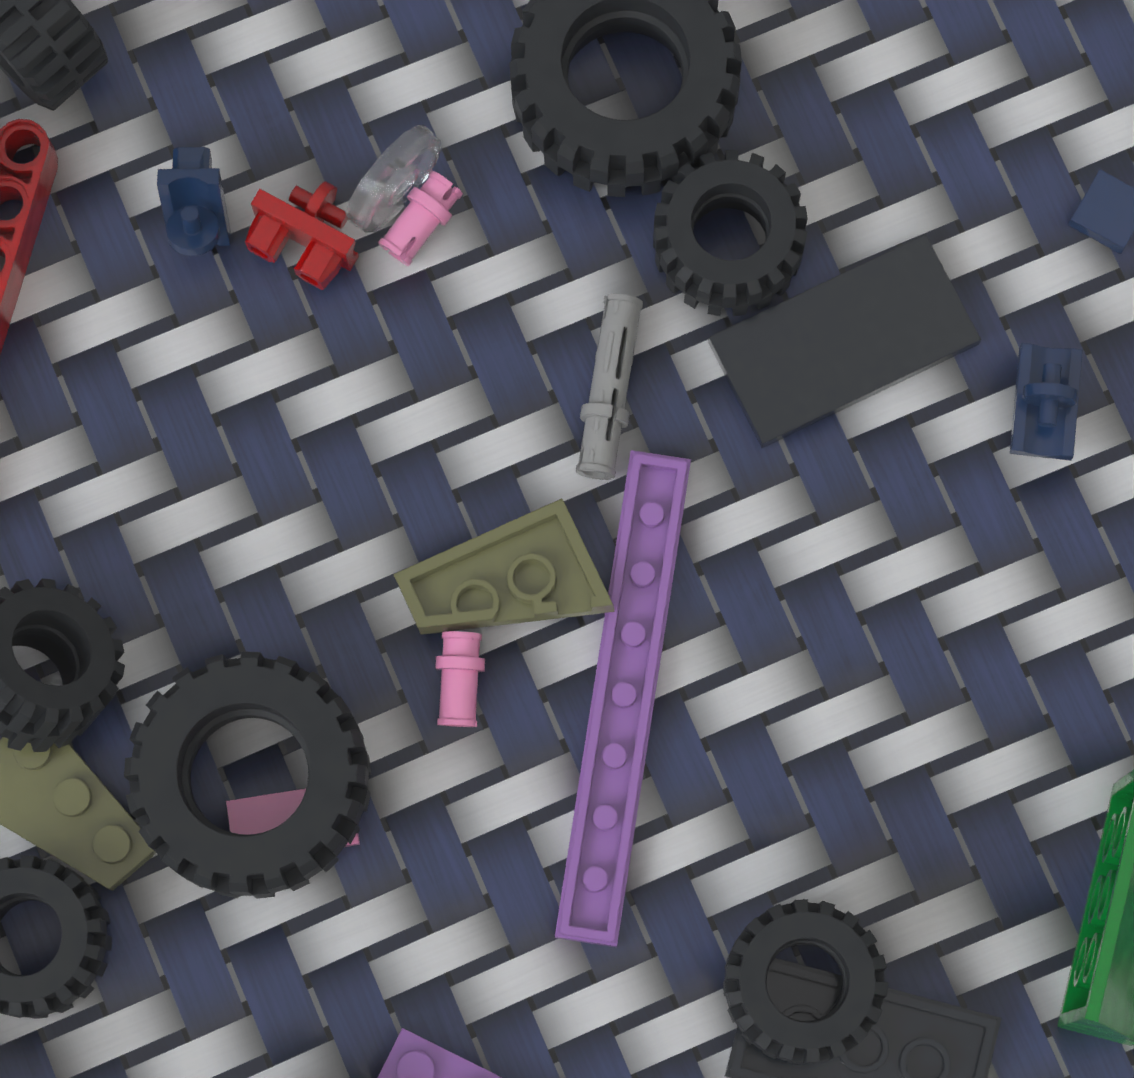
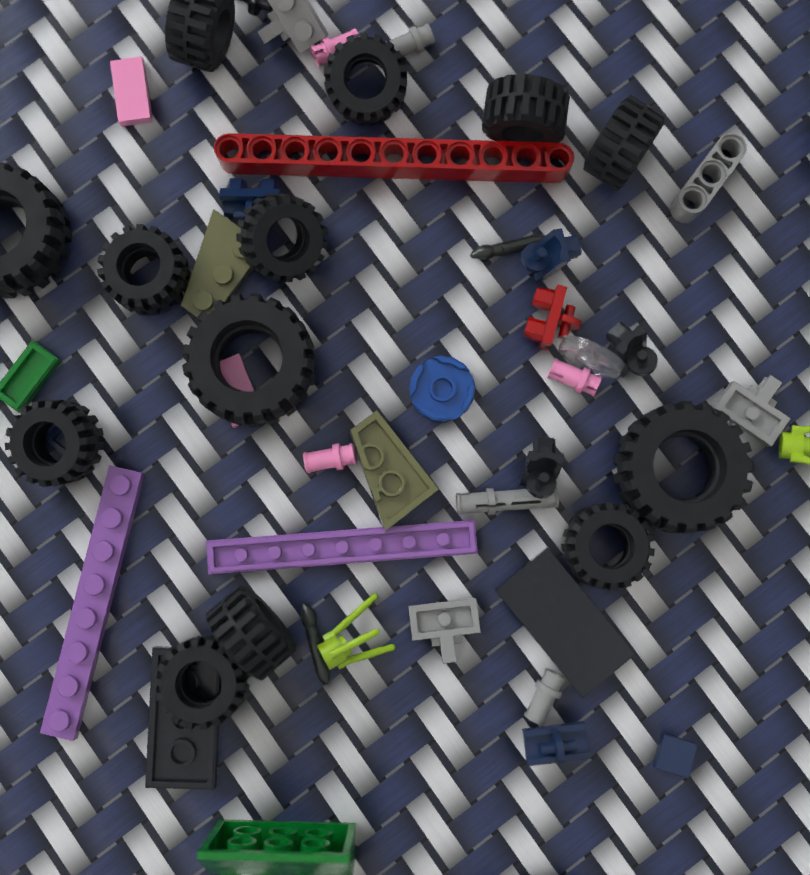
camera: 75 degrees right, 5 degrees up
(155, 277) = (507, 247): none -> pearl dark grey piece
(382, 454) = (442, 389): none -> blue tile
(398, 106) = (632, 349): none -> black hips
(568, 309) = (541, 468): none -> black hips
(736, 875) = (250, 632): none -> black tyre
(784, 782) = (309, 621): none -> pearl dark grey piece
(802, 545) = (444, 624): none -> light grey hinge
(804, 741) = (336, 650): none -> lime plant
(964, 403) = (547, 691): none -> light grey pin

